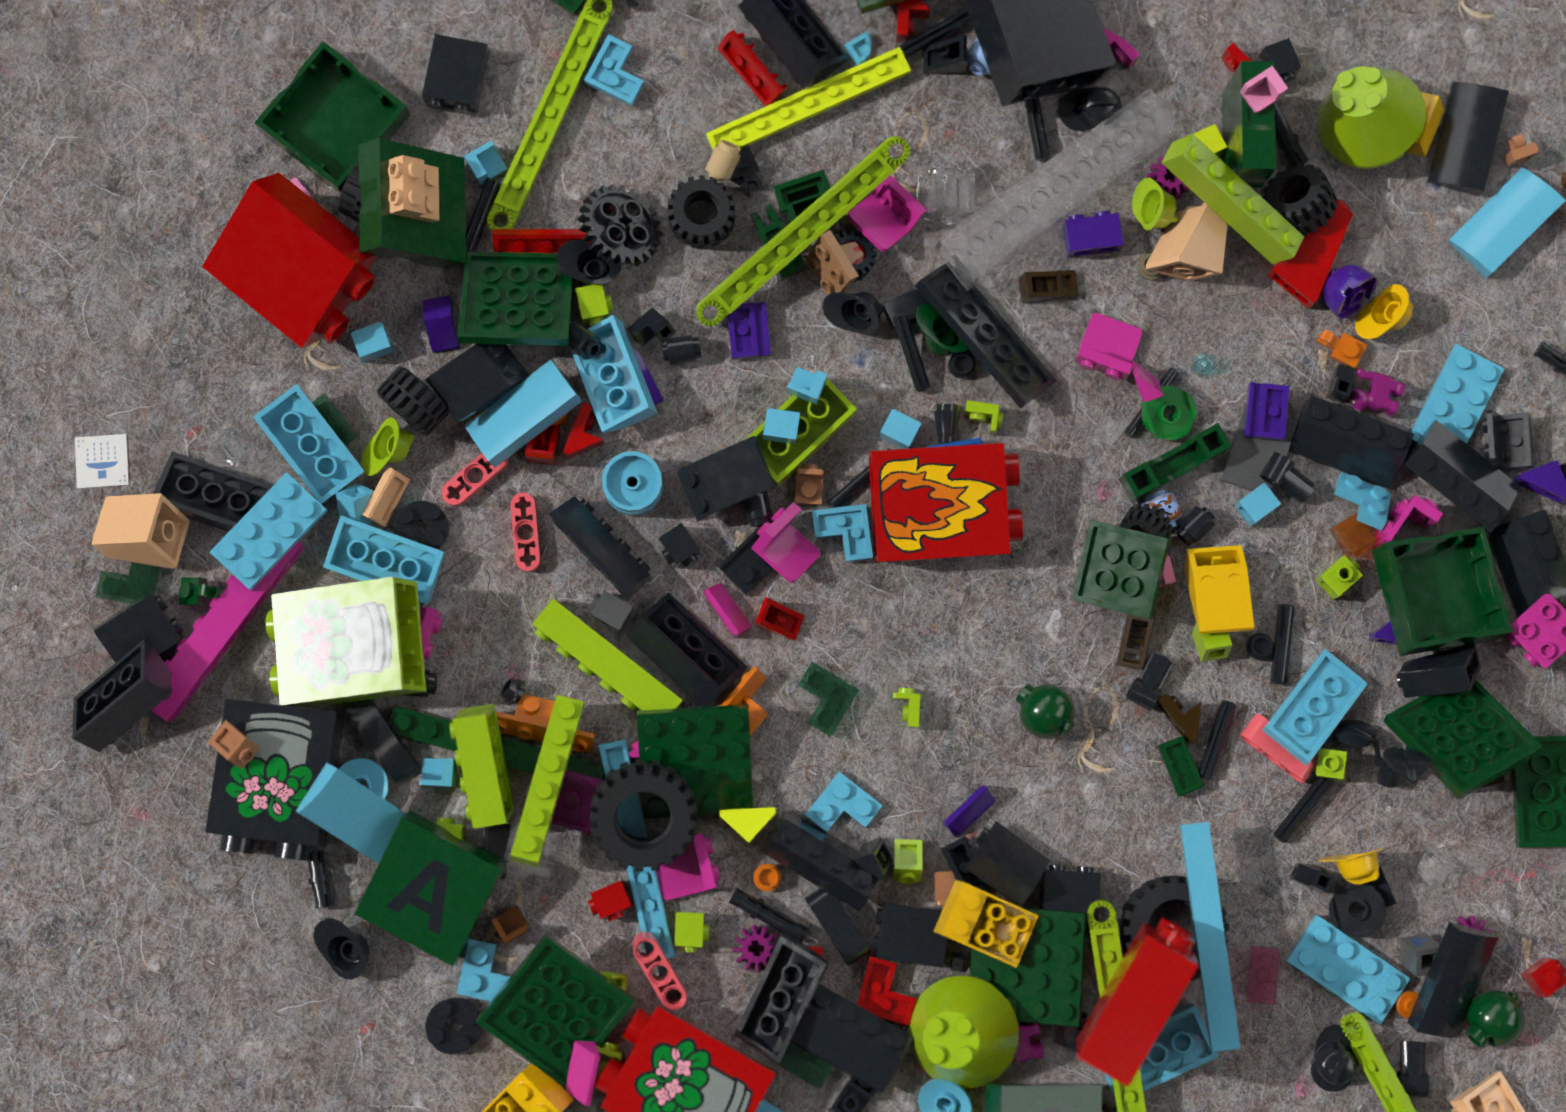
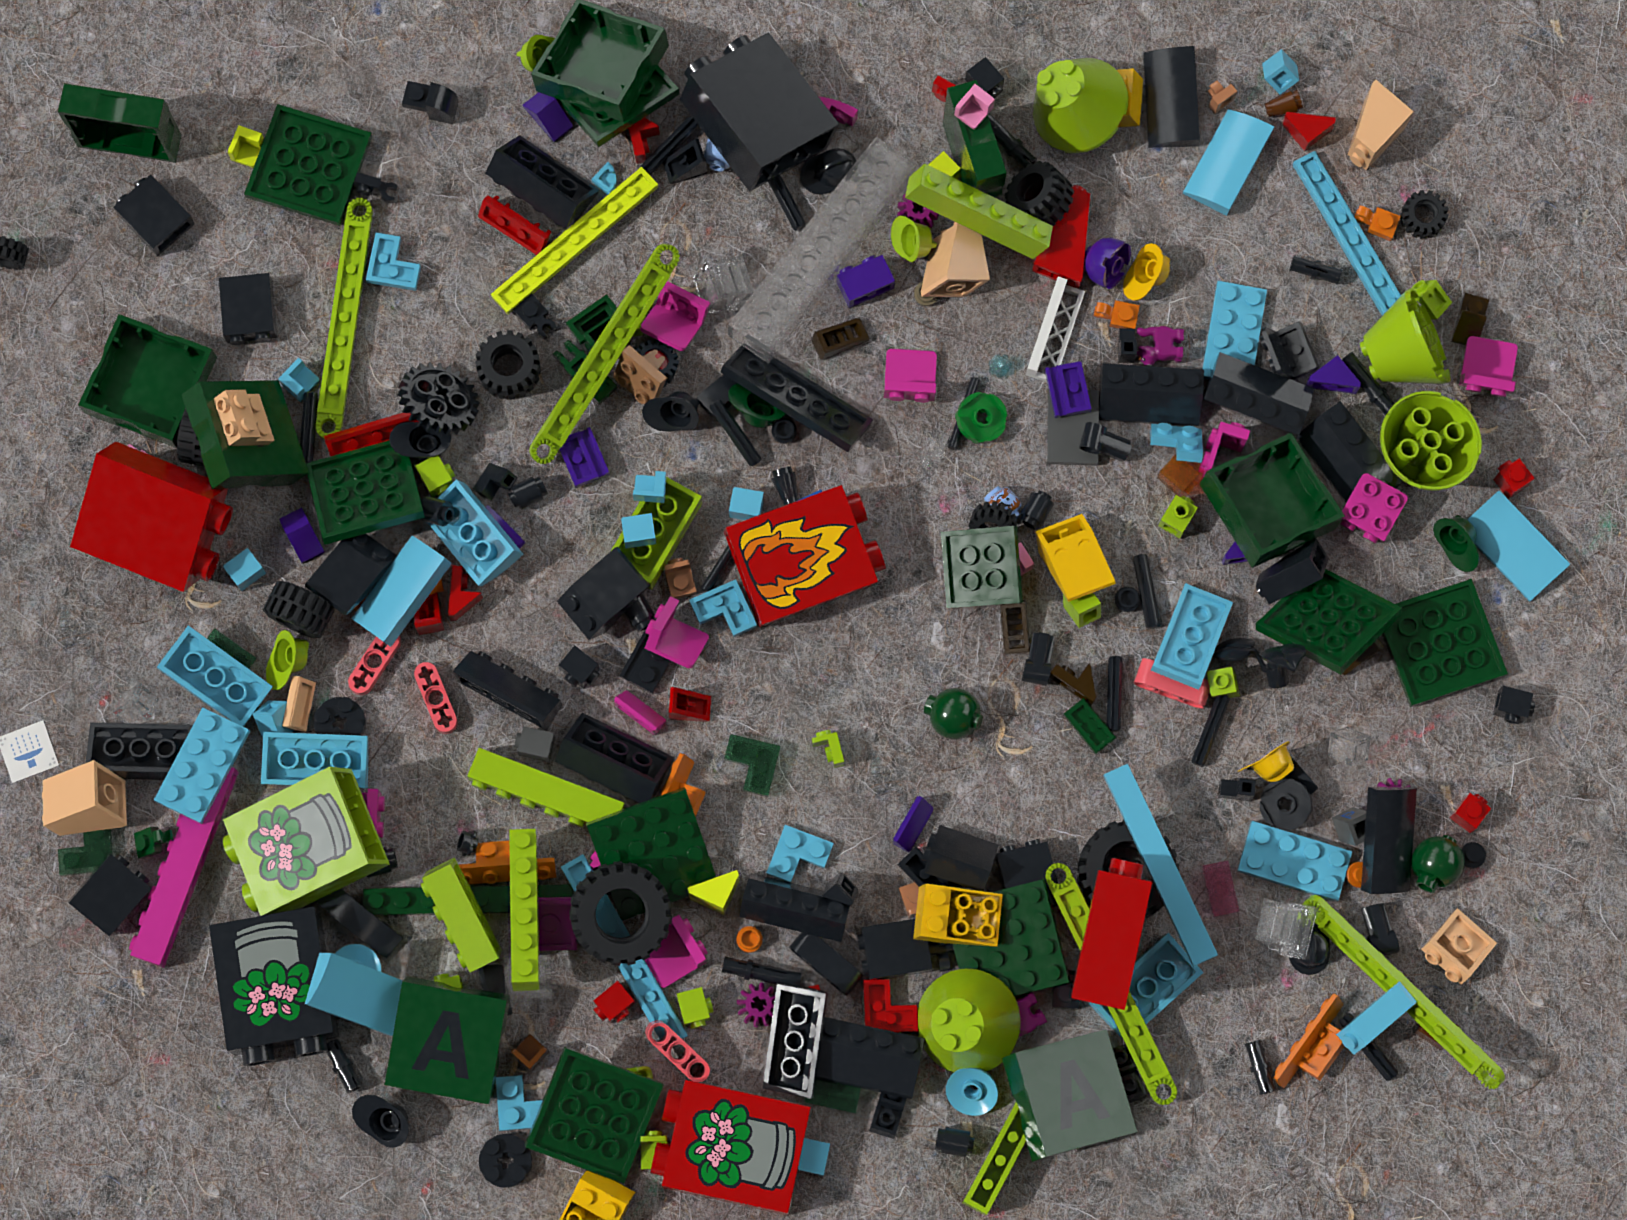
camera: 15 degrees left, 5 degrees down
(120, 697) = (111, 955): black slope -> none
(233, 744) = (229, 963): nougat bracket -> none
(438, 772) = (422, 937): medium azure panel -> none
(583, 1071) = (636, 1162): dark pink slope -> none
(637, 499) = (527, 637): medium azure wheel -> none
(723, 161) = (514, 313): tan brick -> none
(908, 861) = (871, 885): lime bracket -> none
(980, 411) = (813, 466): lime bracket -> none
(1147, 384) = (954, 397): dark pink slope -> none
(1175, 462) = (1001, 460): dark green arch -> none
(1257, 504) = (1085, 474): medium azure panel -> none
(1267, 336) = (1048, 324): none -> white fence
(1318, 1038) = (1285, 927): none -> clear plate
(1535, 1021) = (1473, 854): none -> black plate

